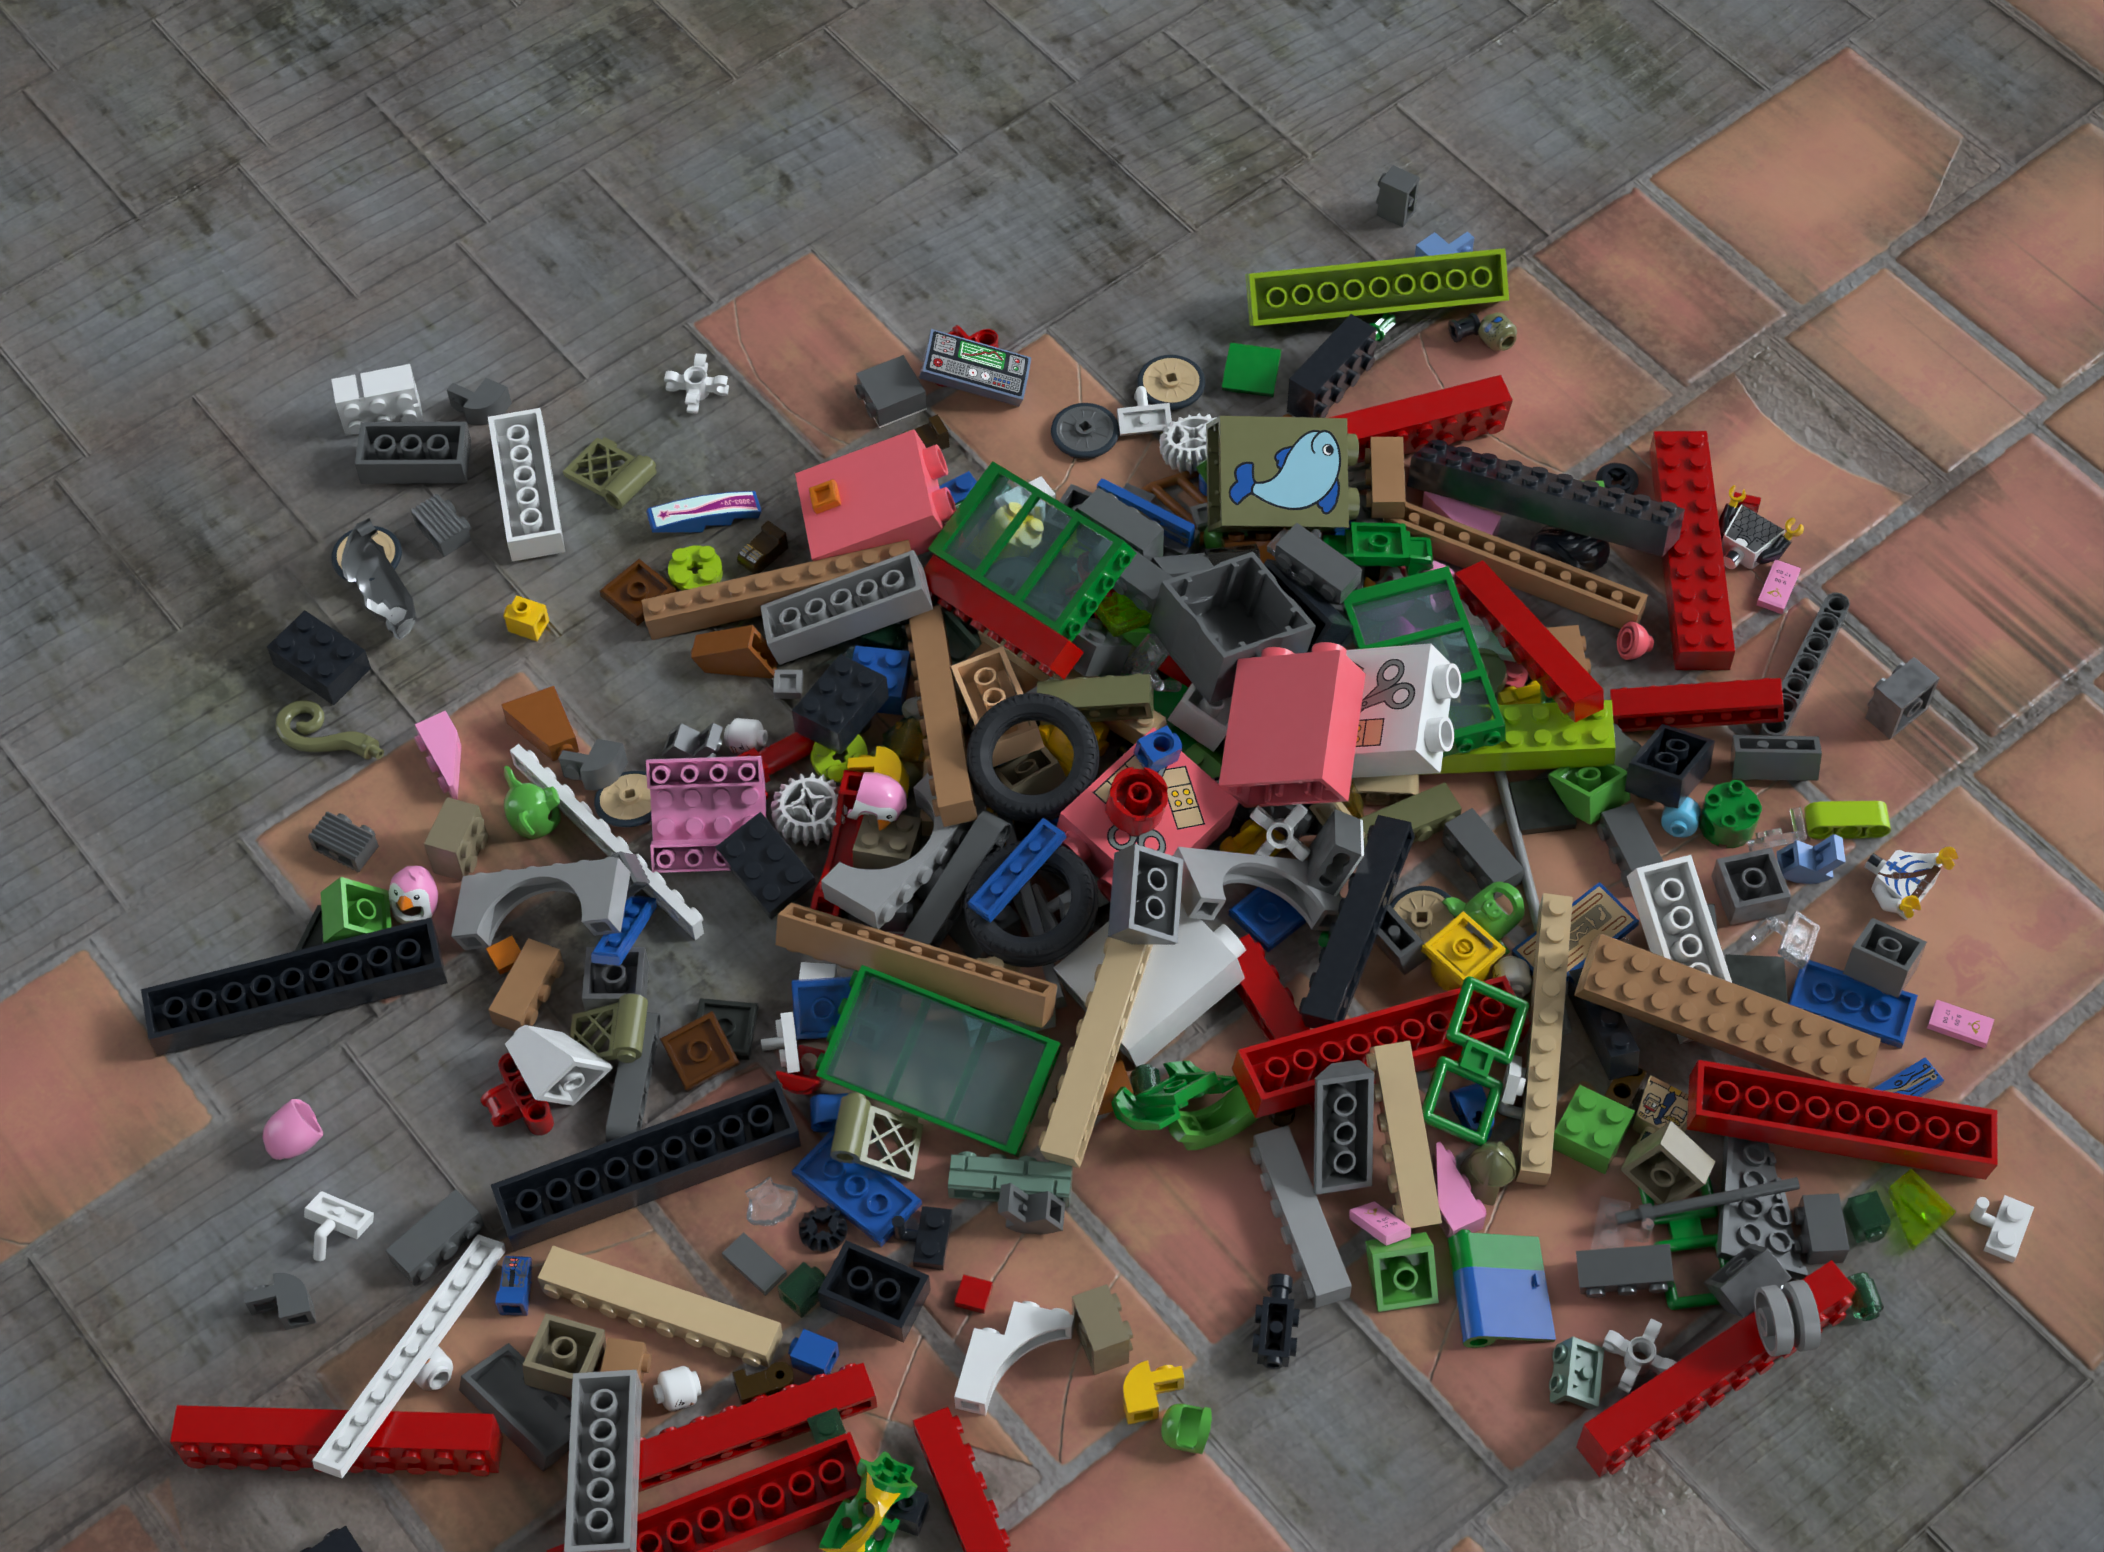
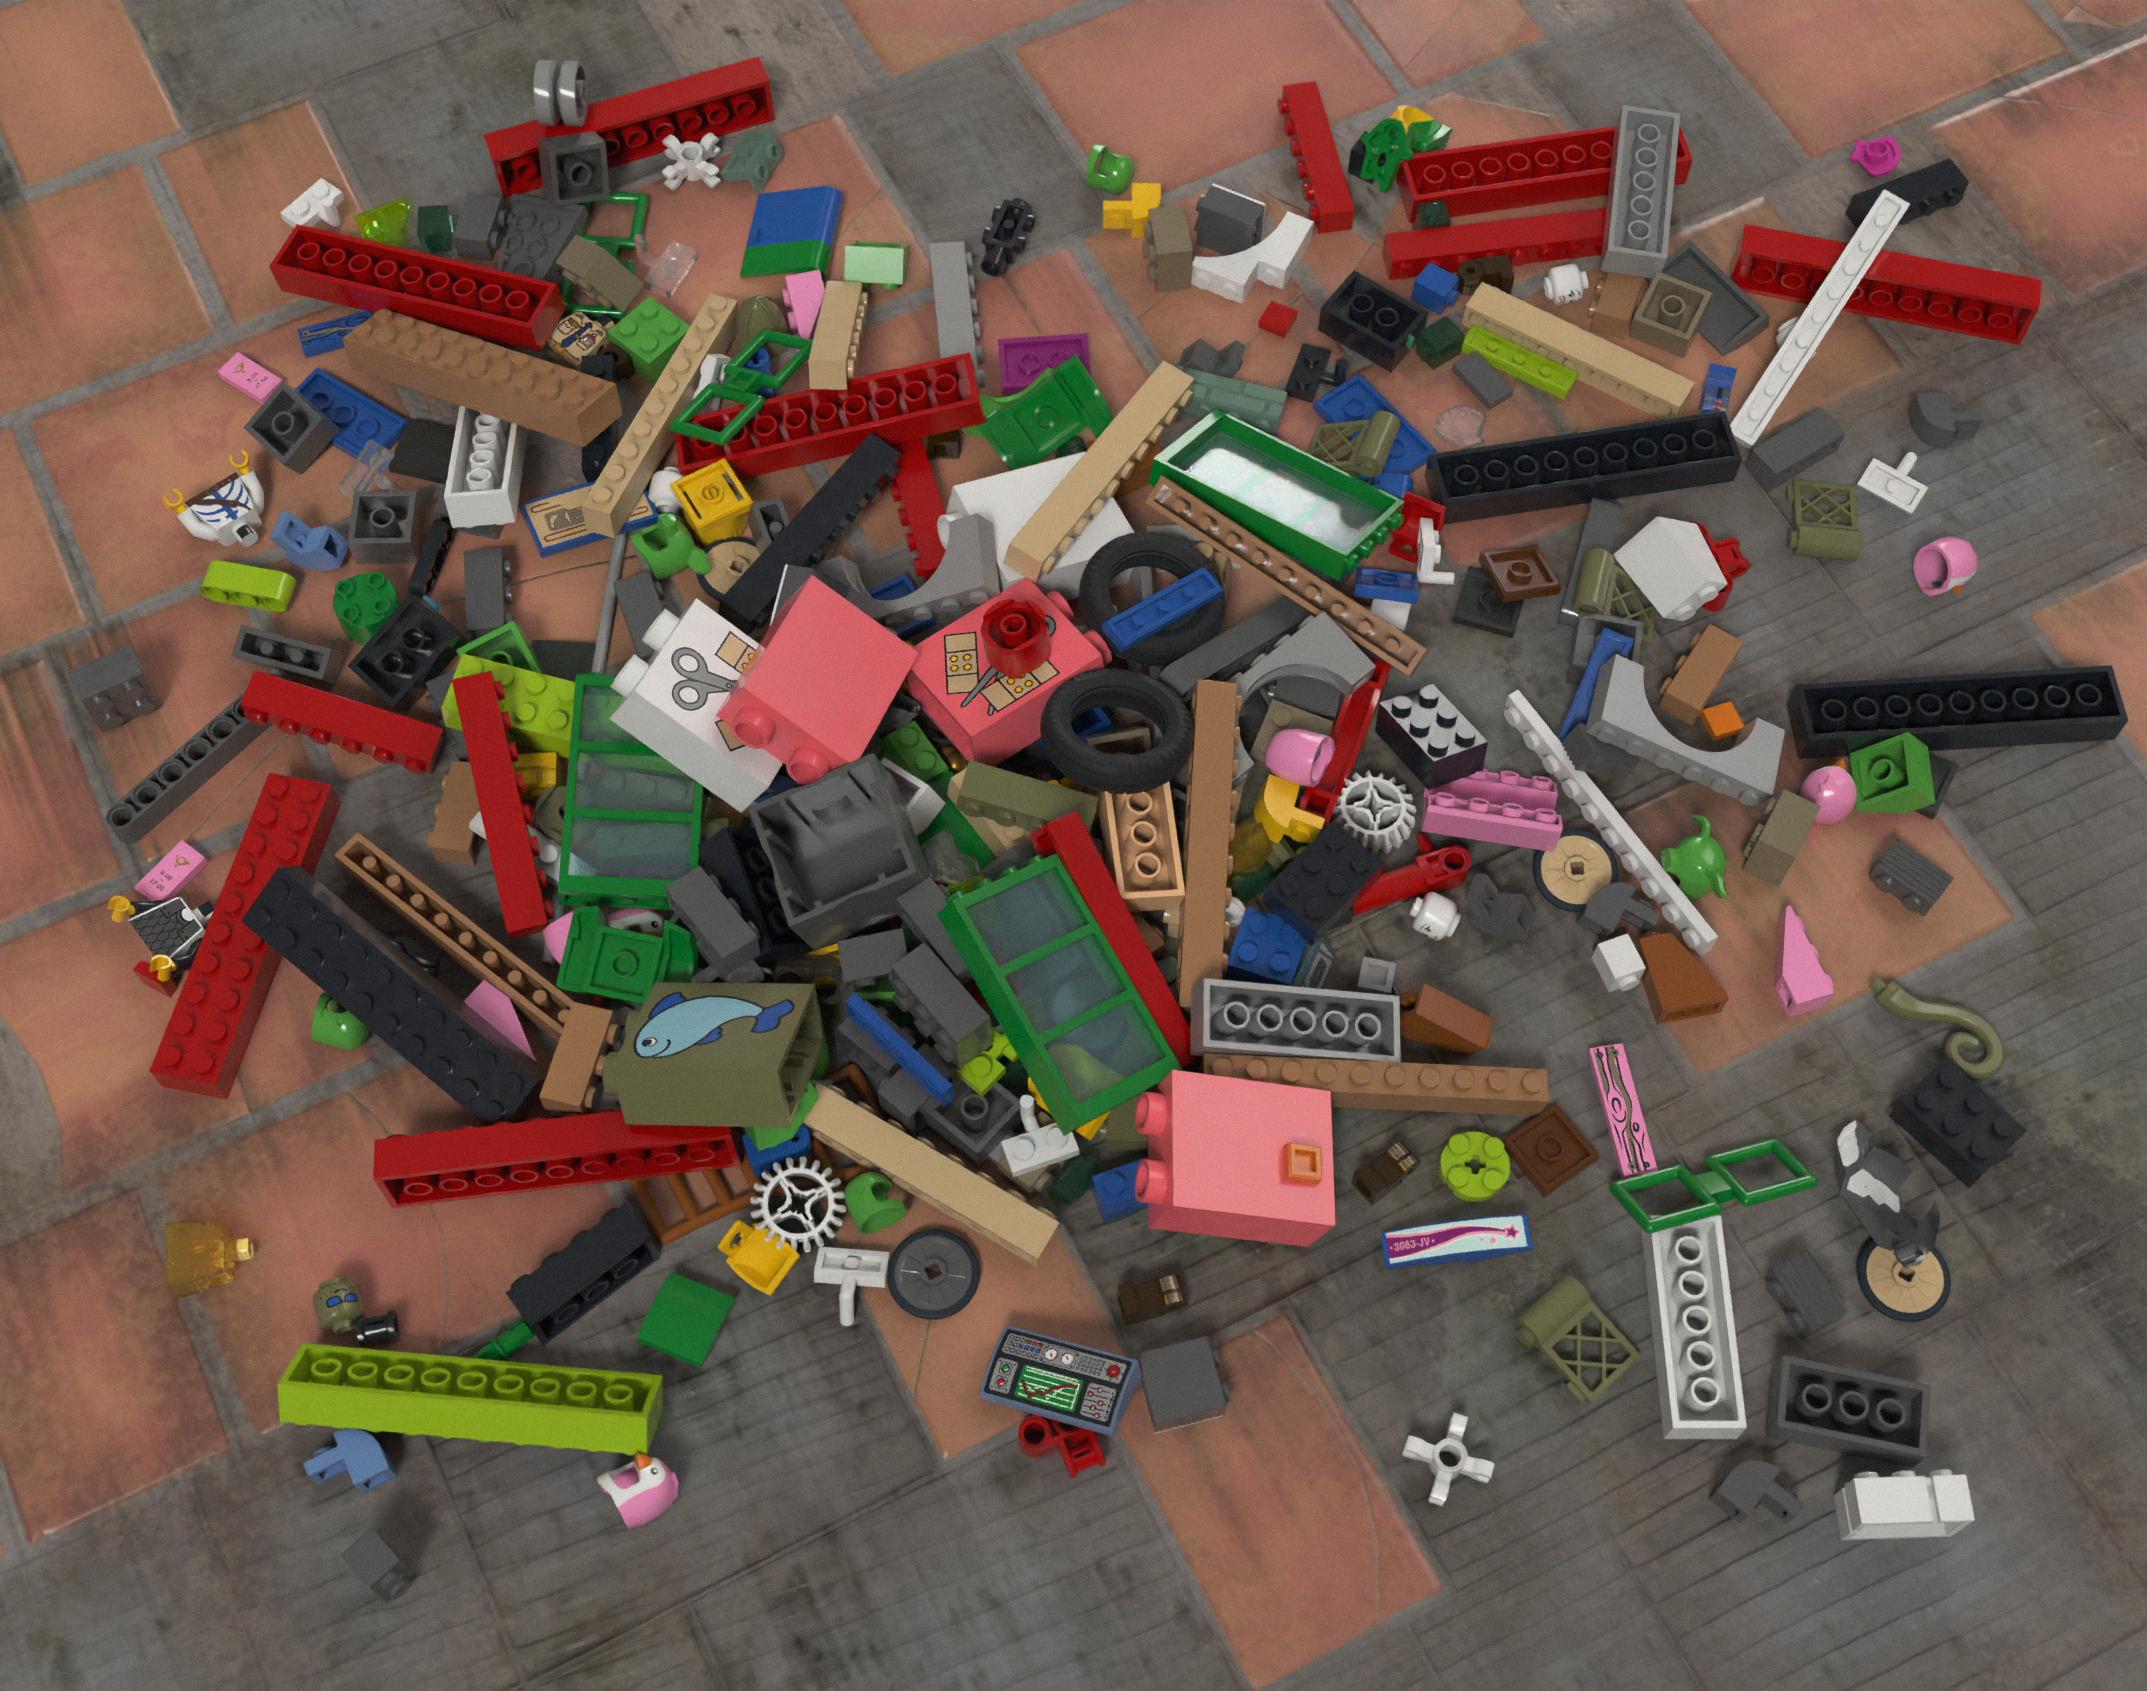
camera: 170 degrees left, 5 degrees up
(409, 1146) = (1825, 536): none -> olive piece
(512, 571) = (1713, 1186): none -> green bar
(526, 618) = (1695, 1130): yellow brick -> none
(583, 628) = (1622, 1110): none -> bright pink tile
(589, 726) = (1618, 963): none -> white brick
(721, 1290) = (1520, 362): none -> lime tile
(824, 1240) = (1411, 407): black gear -> none
(1043, 1374) = (1228, 221): none -> dark grey piece
(1061, 466) = (930, 1175): none -> tan brick
(1145, 896) = (1037, 521): dark grey slope -> none
(1146, 461) = (868, 1197): none -> bright green helmet
(1151, 757) = (975, 695): blue brick -> none
(1172, 381) = (798, 1352): tan wheel -> none
(1198, 1188) = (1027, 358): none -> magenta plate
(1209, 404) = (757, 1260): none -> yellow piece
(1239, 263) = (640, 1489): none -> piece
(1343, 1127) = (892, 344): dark grey slope -> none
(1380, 1223) = (884, 293): bright pink tile -> none
(1609, 345) = (202, 1256): none -> clear yellow torso
(1618, 472) = (275, 1049): black gear -> none
(1625, 1270) = (675, 217): dark grey brick -> none
(1634, 641) = (375, 826): coral brick -> none
(1648, 1211) = (633, 254): dark grey bar -> none
(1697, 849) = (431, 558): none -> black beam
(1776, 838) = (340, 559): clear plate -> none
(1866, 1298) = (473, 170): clear green brick -> none

